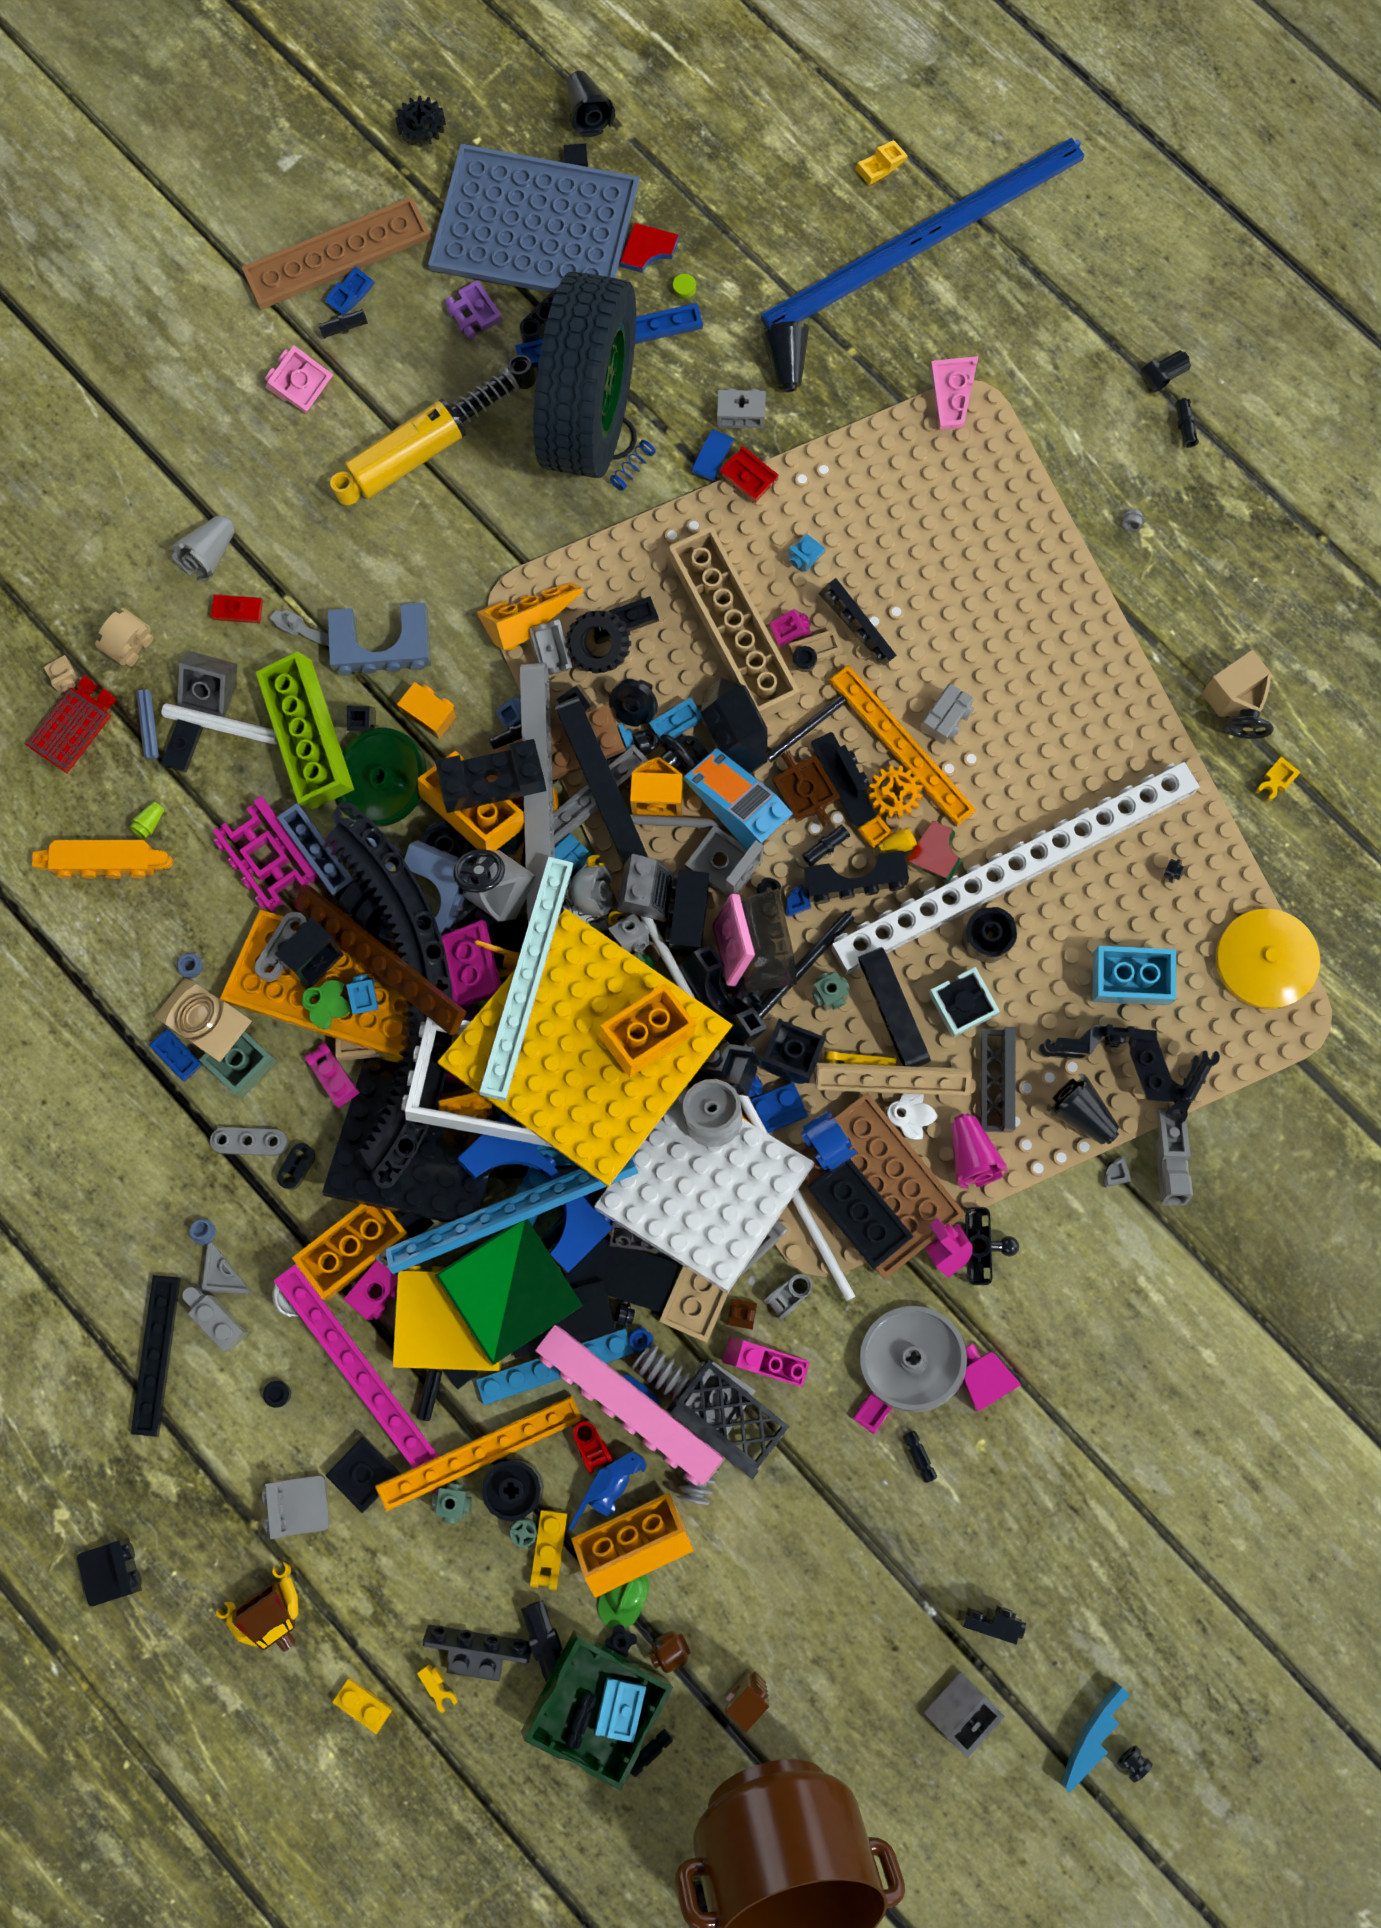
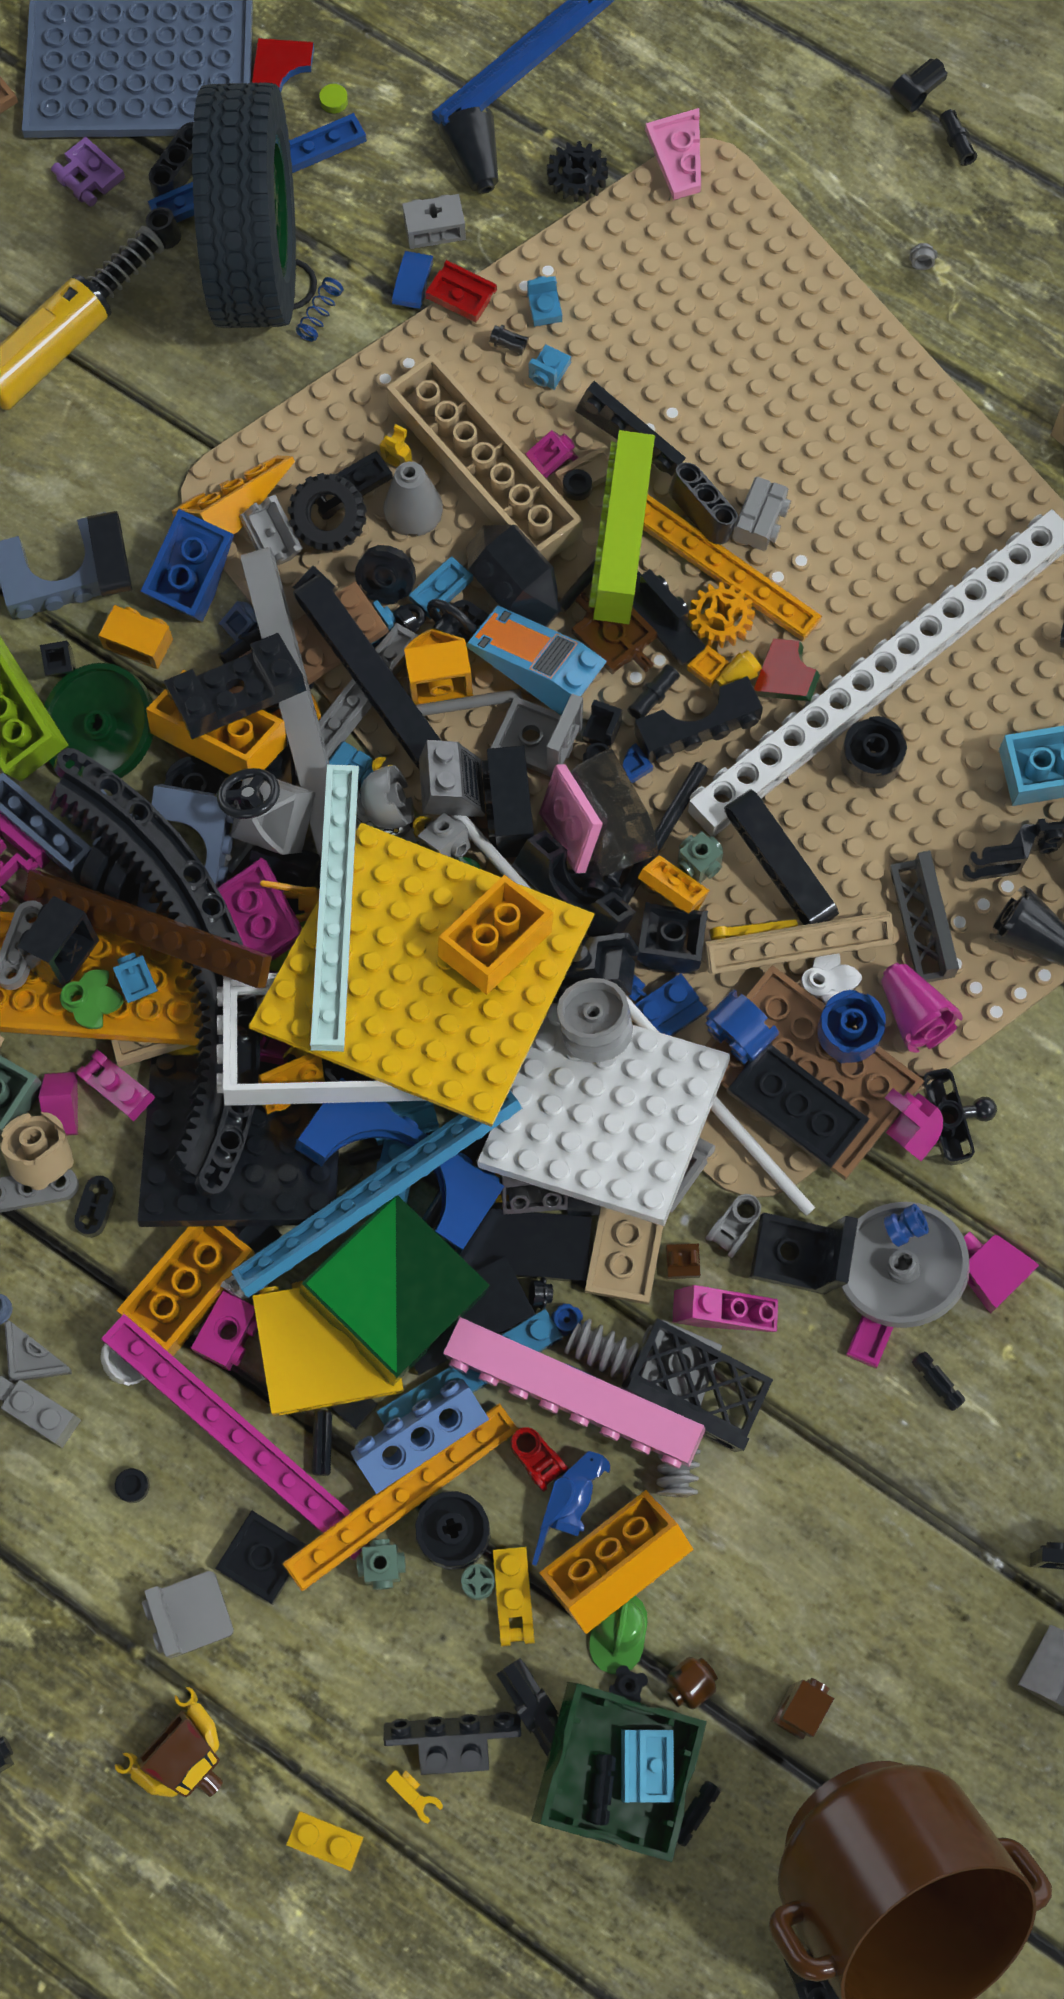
camera: 15 degrees left, 5 degrees down
(258, 1114) = (36, 1149): none -> tan brick
(286, 1077) = (60, 1099): none -> dark pink slope
(419, 639) = (109, 553): none -> black beam
(479, 662) = (189, 565): none -> blue slope
(495, 1420) = (412, 1452): none -> medium blue brick
(666, 599) = (394, 448): none -> yellow plate
(669, 646) = (412, 501): none -> light grey cone
(777, 523) = (508, 339): none -> black pin
(778, 864) = (603, 724): none -> black panel
(803, 1010) = (673, 884): none -> light orange bracket
(814, 496) = (544, 300): none -> dark azure bracket
(829, 704) = (621, 527): none -> lime brick
(850, 1335) = (820, 1258): none -> black bracket
(867, 389) = (577, 171): none -> black gear
(902, 696) = (703, 503): none -> black beam
(923, 1146) = (855, 1009): none -> blue brick
(923, 1328) = (906, 1225): none -> blue wheel
(964, 1002) = (862, 837): piece -> none

